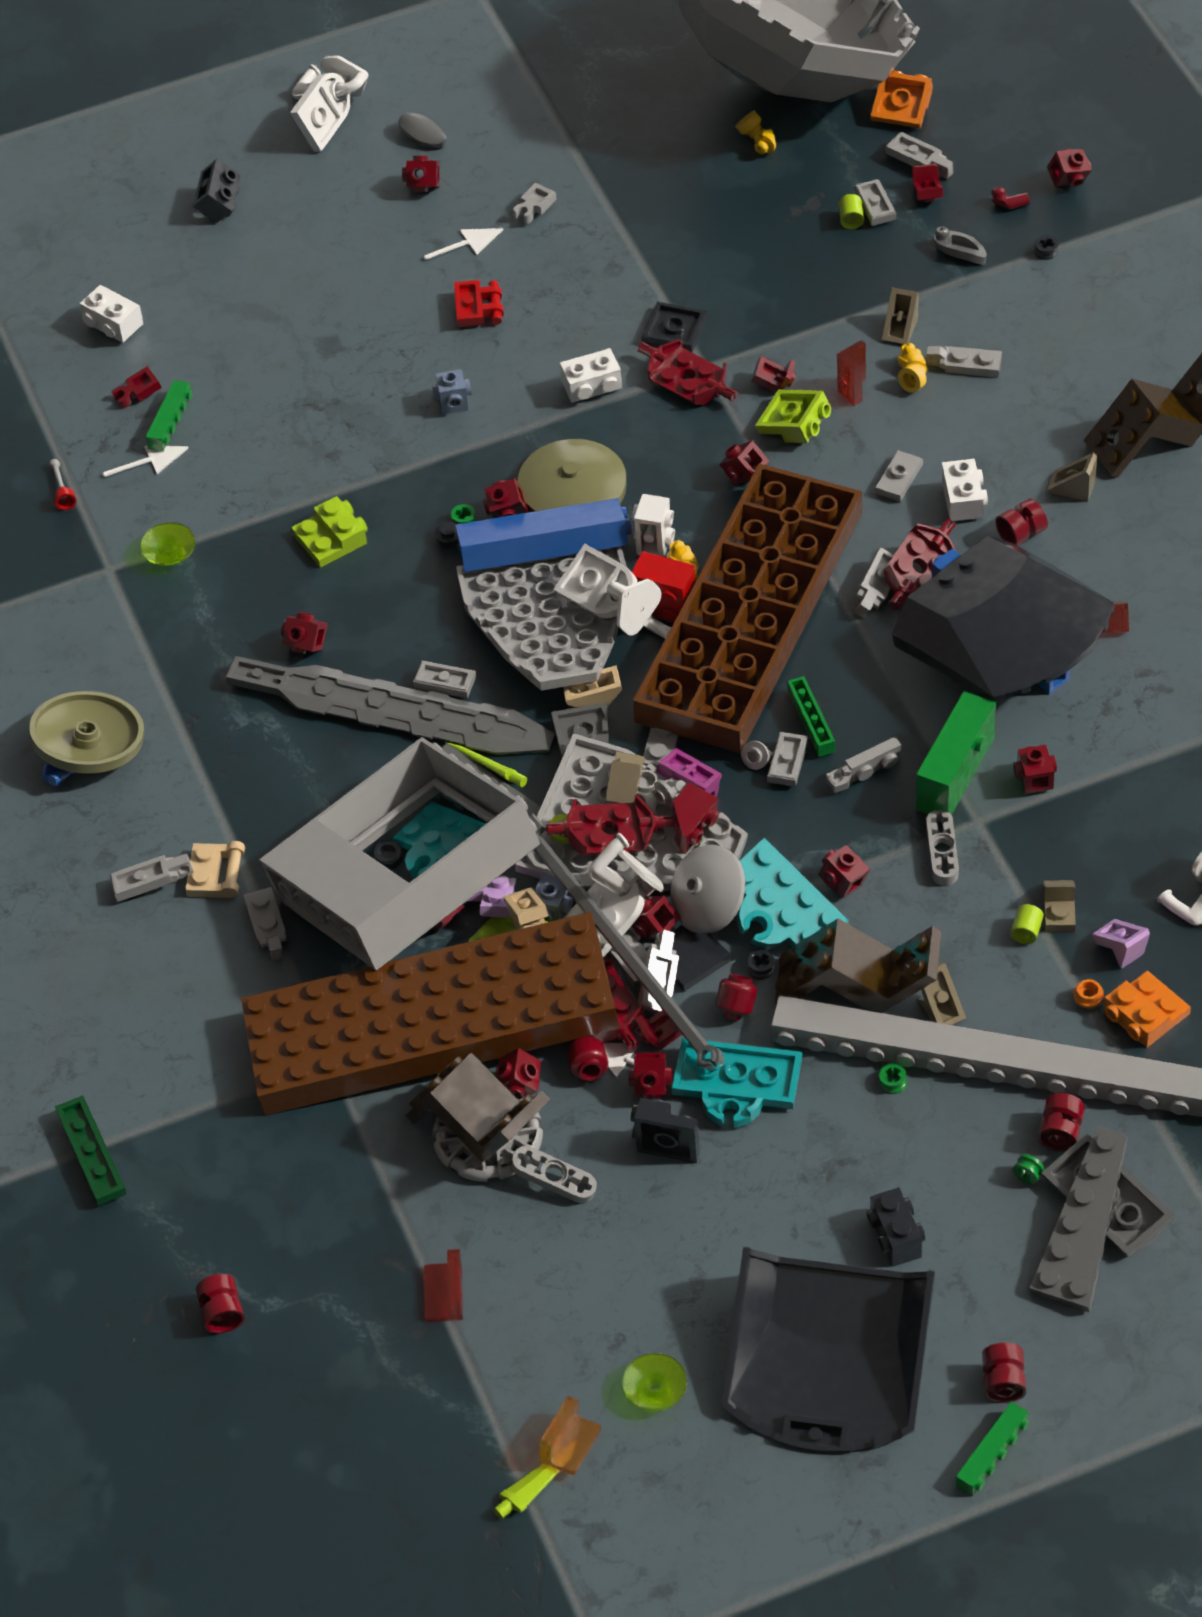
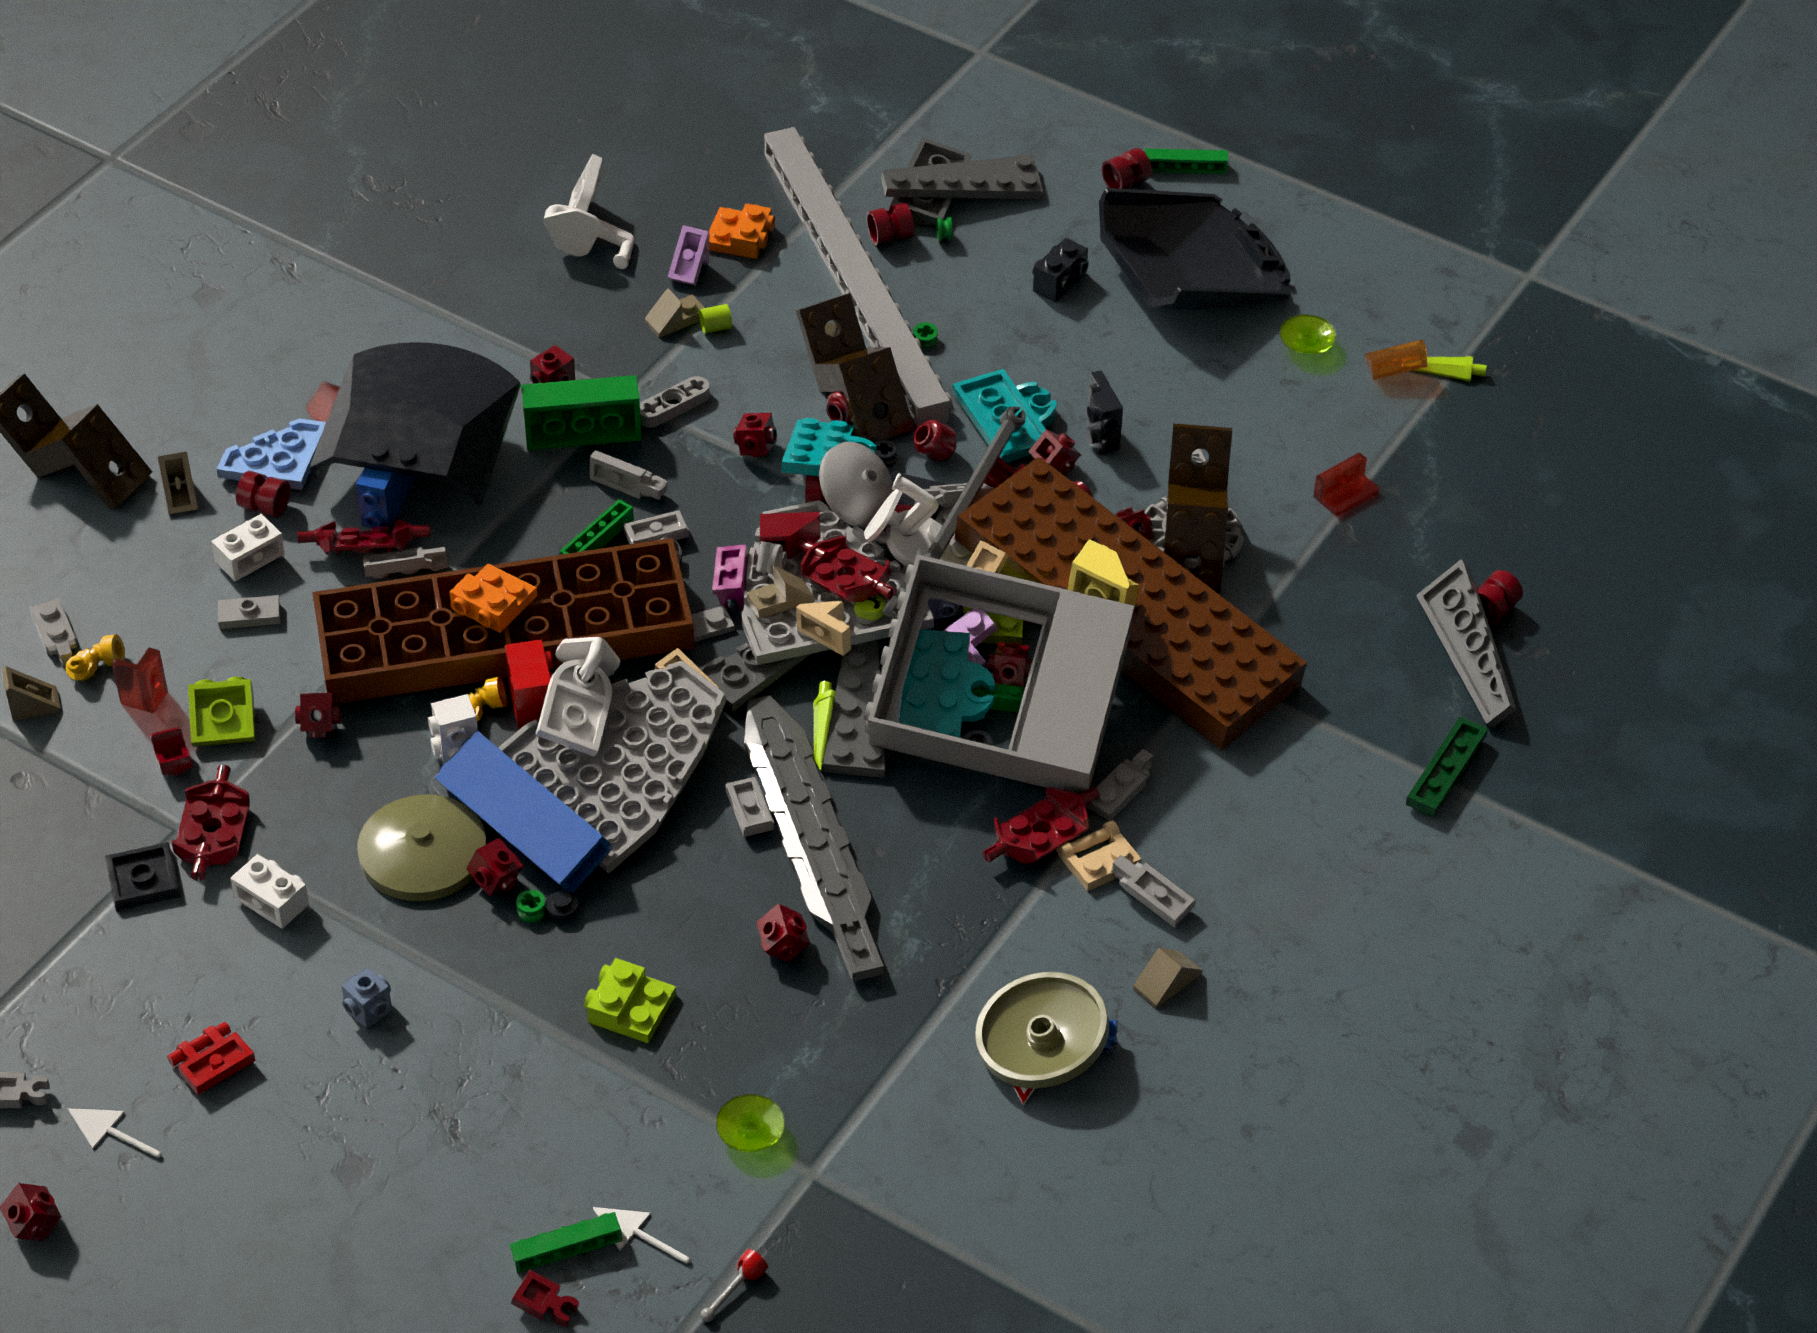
camera: 130 degrees left, 5 degrees down
(73, 850) = (1165, 976): none -> dark tan slope
(230, 1259) = (1464, 631): none -> wing
(262, 823) = (1060, 814): none -> dark red plate
(416, 948) = (1101, 574): none -> light yellow slope
(558, 774) = (825, 624): none -> tan slope
(758, 583) = (492, 597): none -> orange plate
(1072, 547) = (276, 454): none -> light blue plate
(1088, 987) = (753, 263): orange plate -> none

